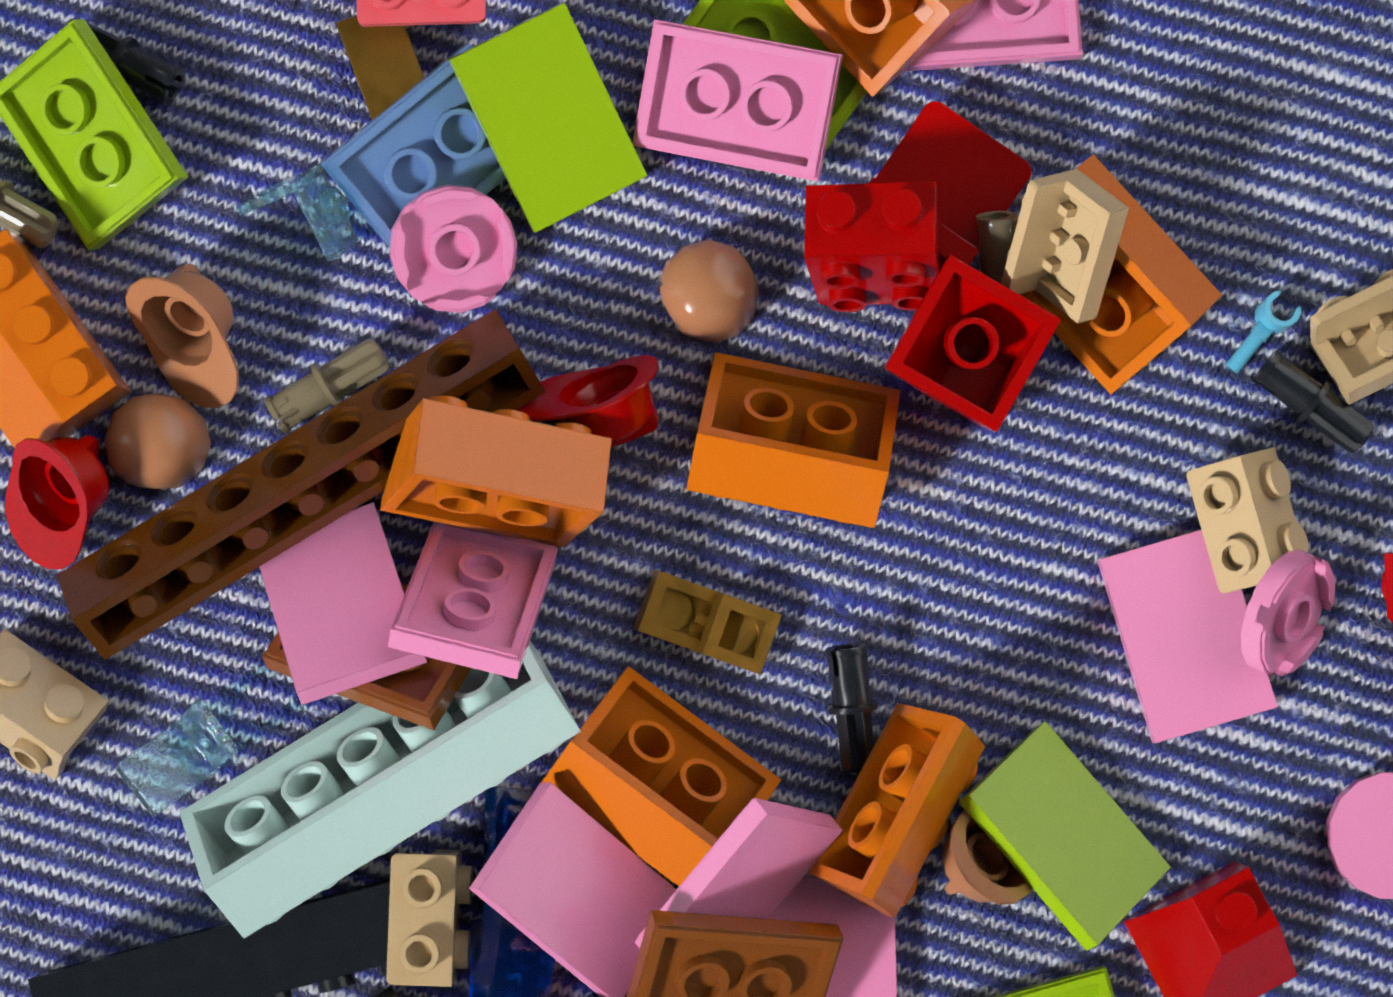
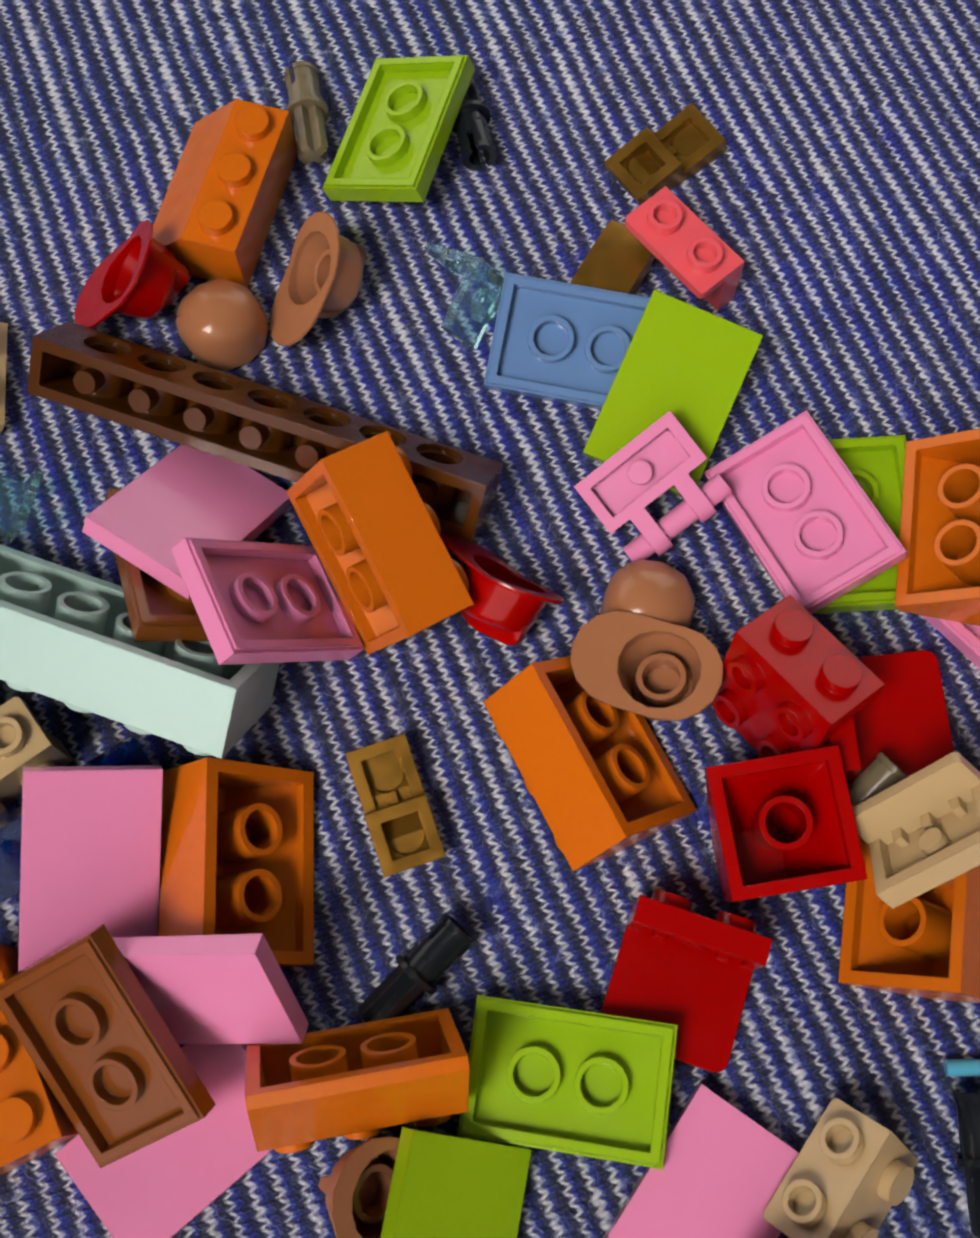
camera: 50 degrees right, 15 degrees down
(327, 384) = (355, 397): dark tan axle -> none
(453, 248) = (523, 407): bright pink tile -> none
(599, 205) = (641, 474): none -> bright pink plate
(764, 339) = (646, 666): none -> nougat piece
(1017, 514) = (686, 974): none -> red bracket
(1020, 653) = (570, 1081): none -> lime tile

